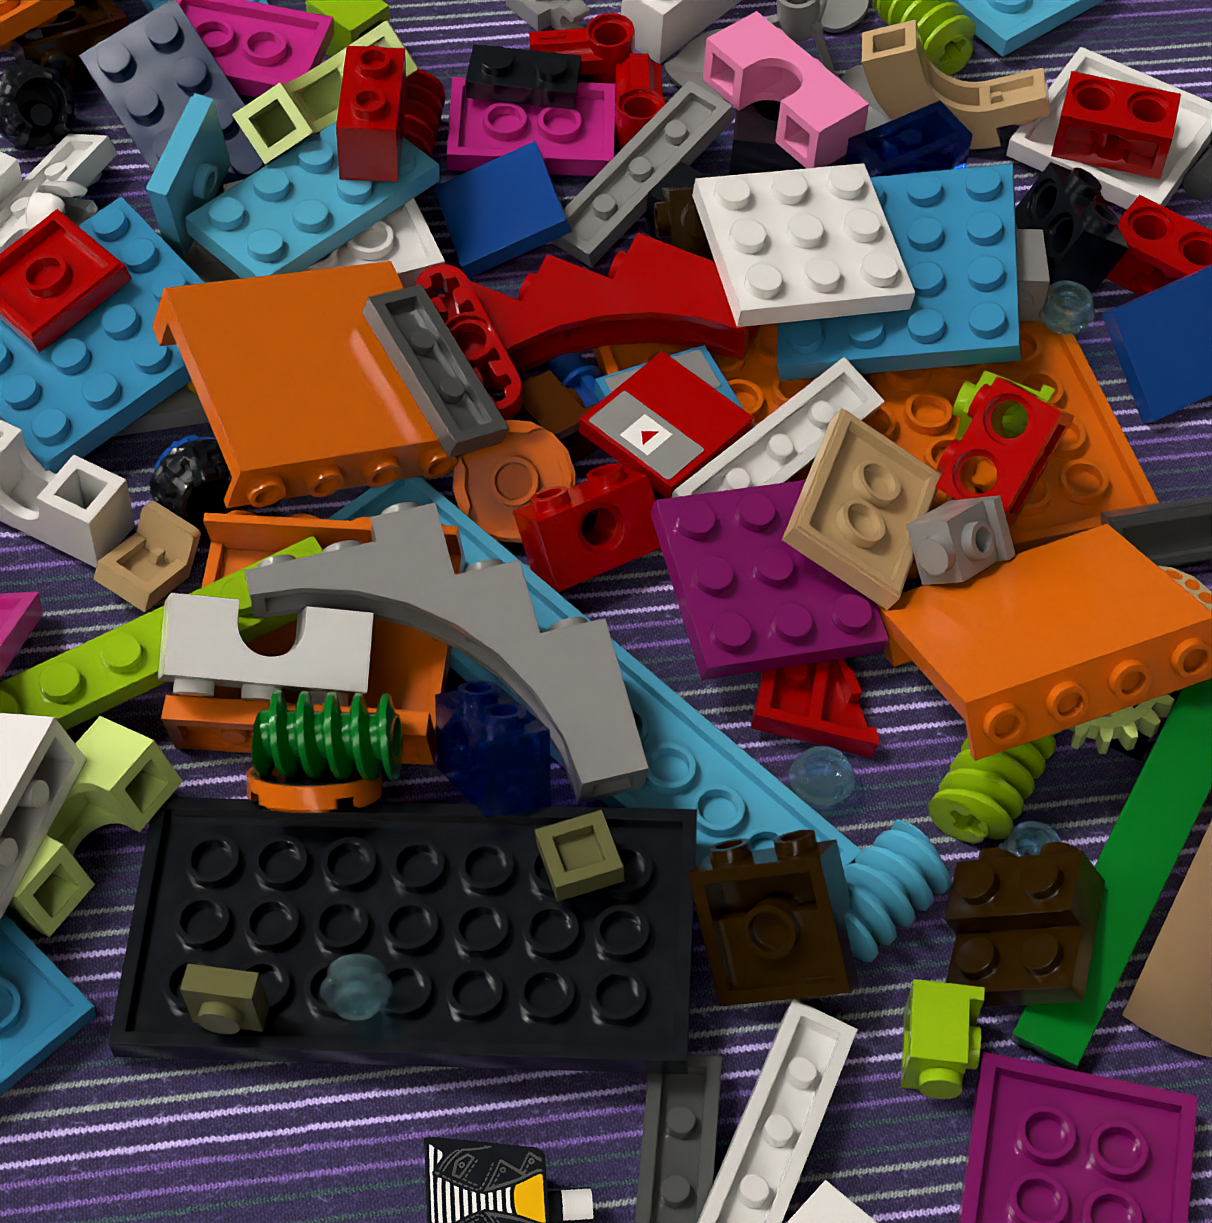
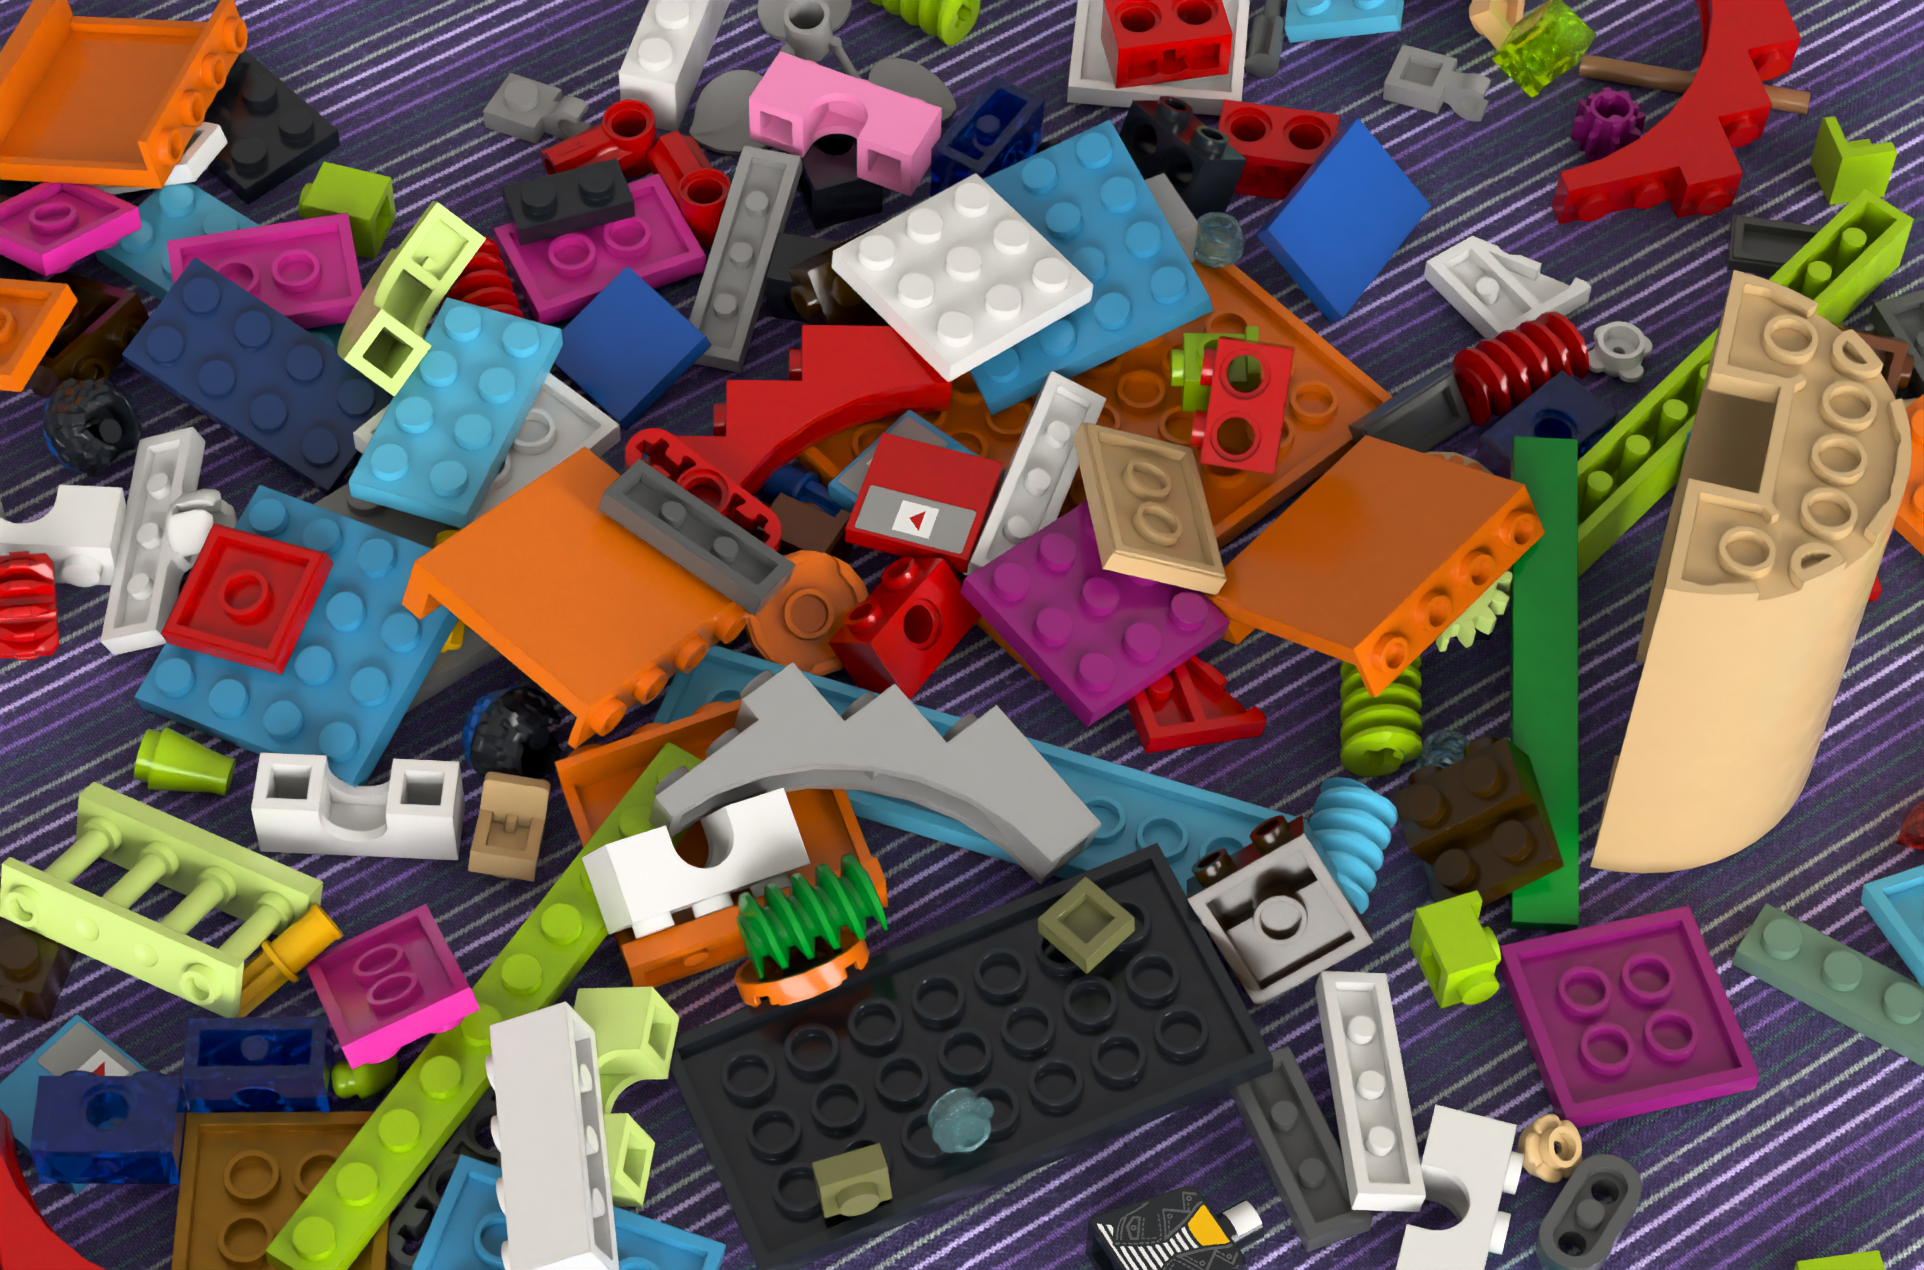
camera: 25 degrees left, 0 degrees up
(188, 171) = (333, 434): medium azure plate -> none
(371, 113) = (484, 304): red brick -> none
(493, 749) = (948, 866): clear blue brick -> none
(822, 778) = (1233, 770): clear light blue plate -> none
(907, 80) = (957, 70): tan arch -> none
(960, 539) = (1249, 502): light grey brick -> none

